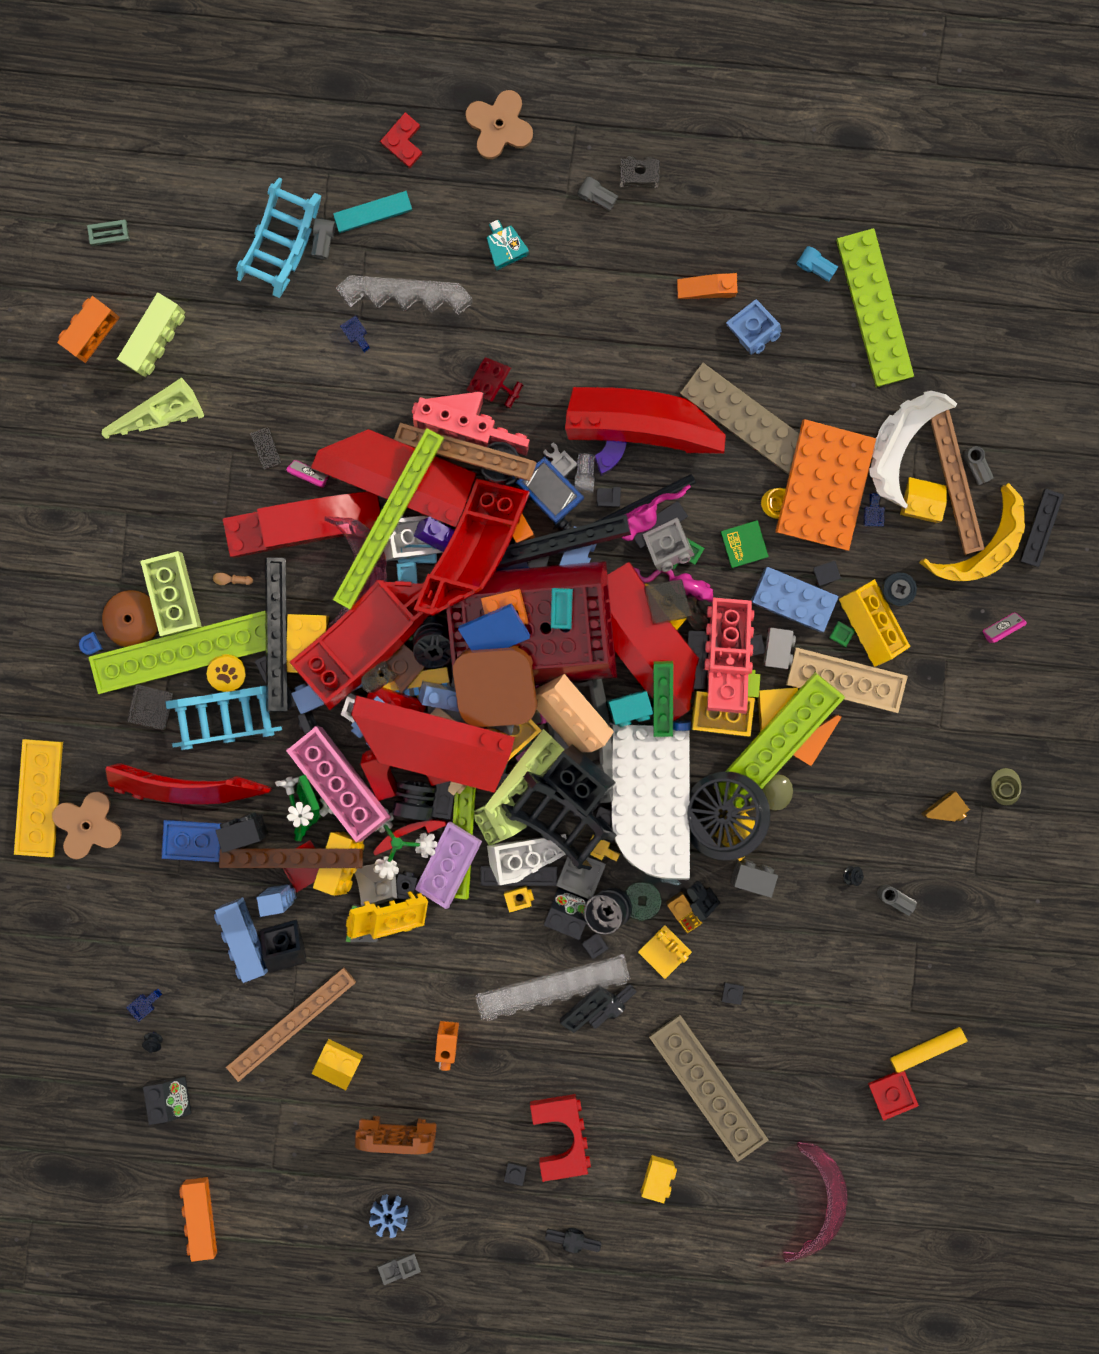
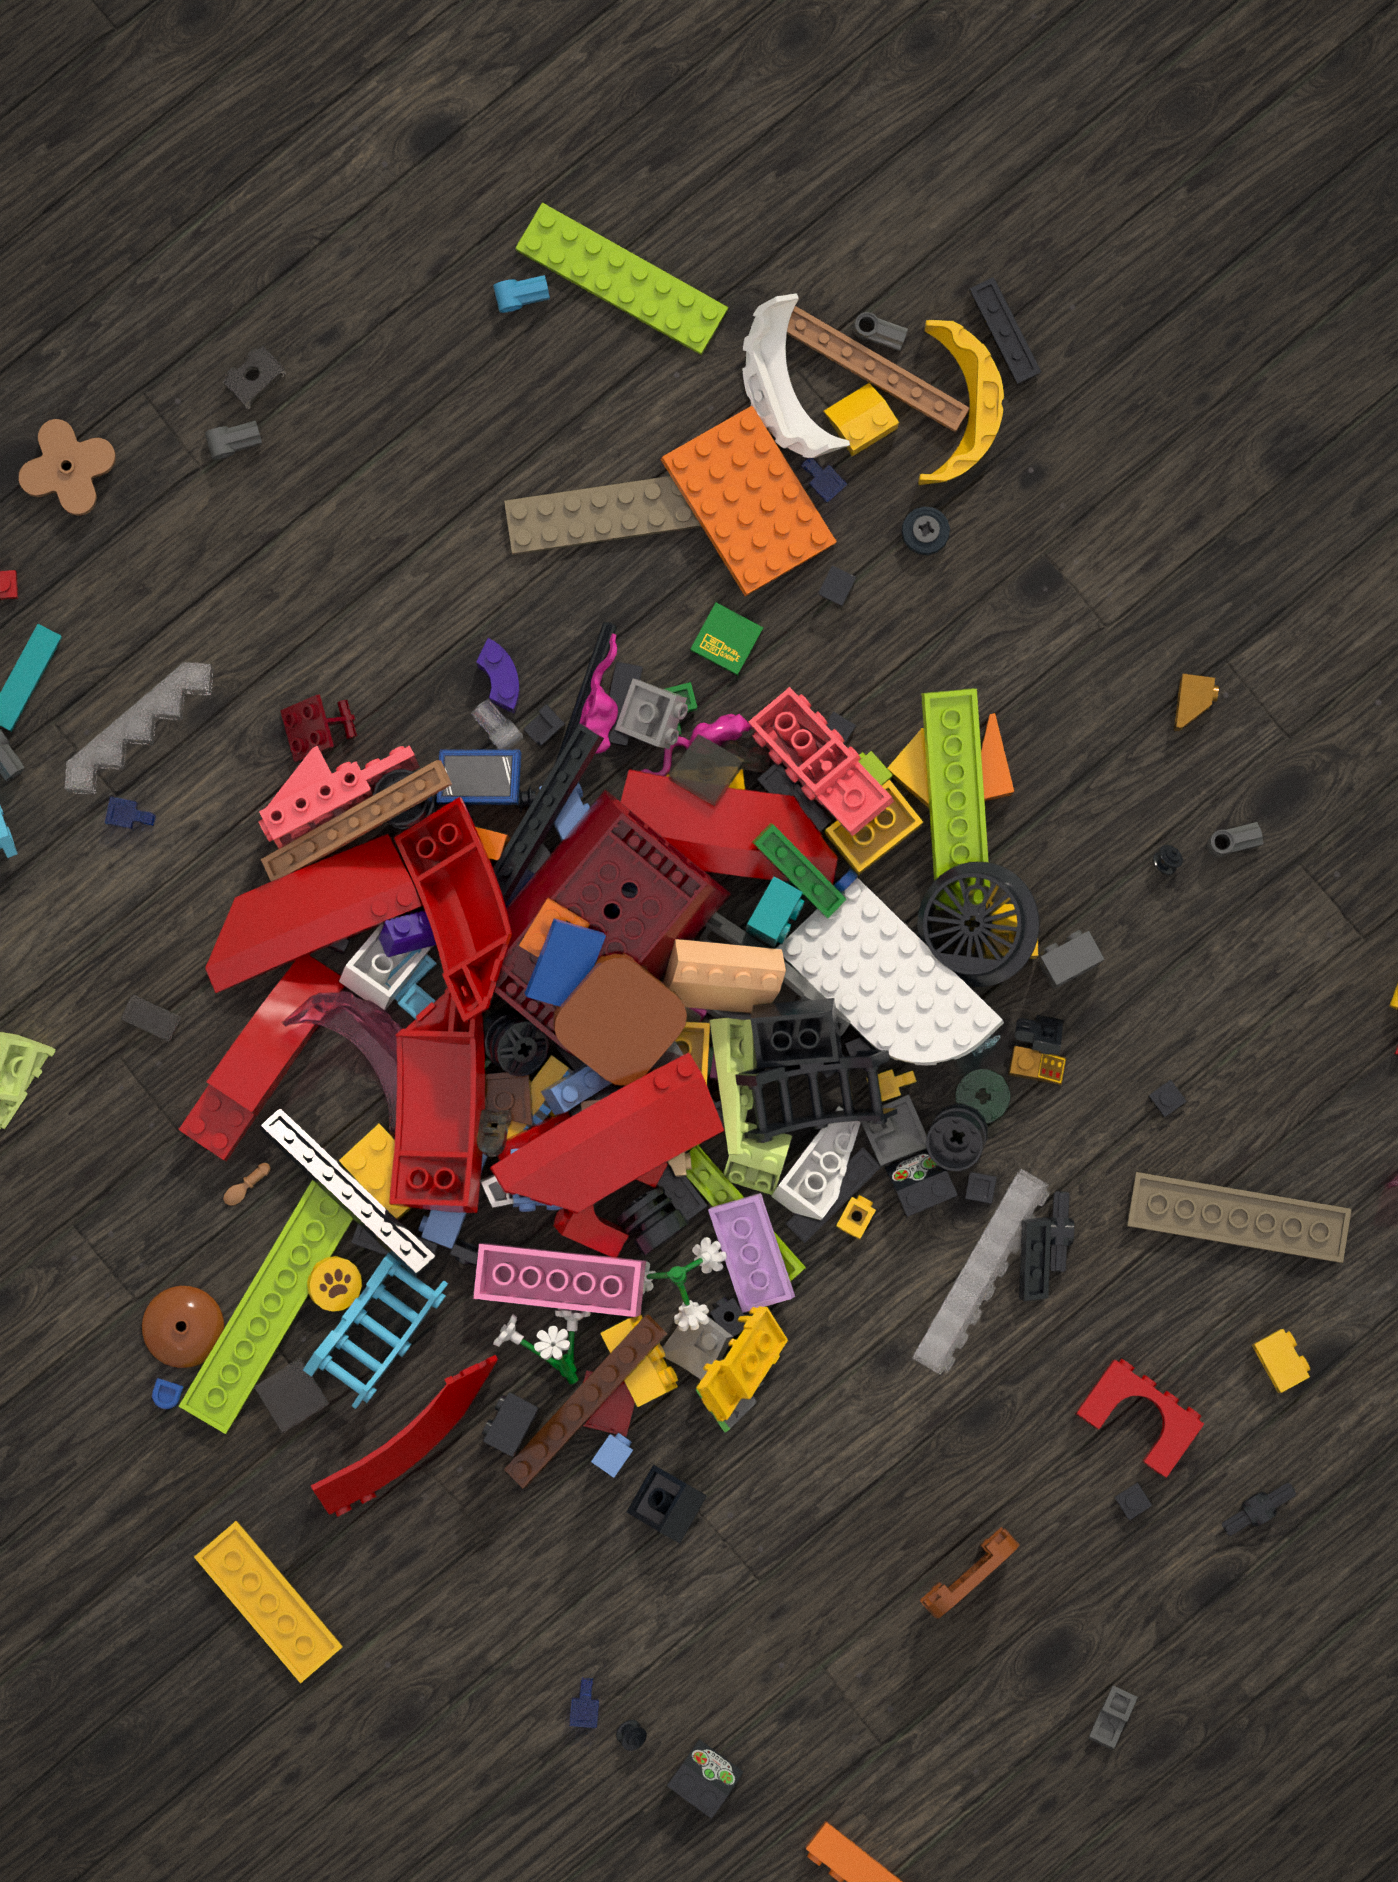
camera: 50 degrees left, 5 degrees down
(93, 811) = (366, 1570): medium nougat plant -> none
(171, 594) = (200, 1258): yellowish green brick -> none
(190, 841) = (467, 1490): blue tile -> none
(241, 939) = (619, 1535): medium blue brick -> none
(291, 1024) = (754, 1576): medium nougat plate -> none
(307, 473) = (218, 1003): slope -> none
(307, 797) = (535, 1319): green tile -> none
(337, 1064) = (842, 1571): yellow slope -> none
(381, 1213) = (1043, 1680): medium blue gear -> none
(388, 518) = (347, 962): lime plate -> none
(430, 825) = (694, 1232): red slope -> none
(446, 1044) = (925, 1430): orange torso -> none
(505, 245) = (191, 580): teal torso -> none
(561, 608) = (608, 875): teal tile -> none
(562, 461) = (461, 738): light grey plate -> none
(641, 418) = (499, 616): red slope -> none
(665, 952) = (1057, 1124): yellow hinge -> none
(708, 286) = (434, 421): orange slope -> none
(754, 327) = (521, 415): medium blue plate -> none
(772, 502) = (712, 569): yellow hat -> none
(778, 648) = (864, 707): light grey brick -> none
(778, 792) = (1009, 850): olive hat -> none
(794, 599) = (831, 644): medium blue brick -> none
(841, 634) = (913, 631): green tile -> none
(854, 680) = (974, 663): tan plate -> none
(874, 623) = (934, 588): yellow slope -> none
(1004, 627) = (1067, 465): slope -> none
(1006, 786) = (1229, 620): olive hat -> none

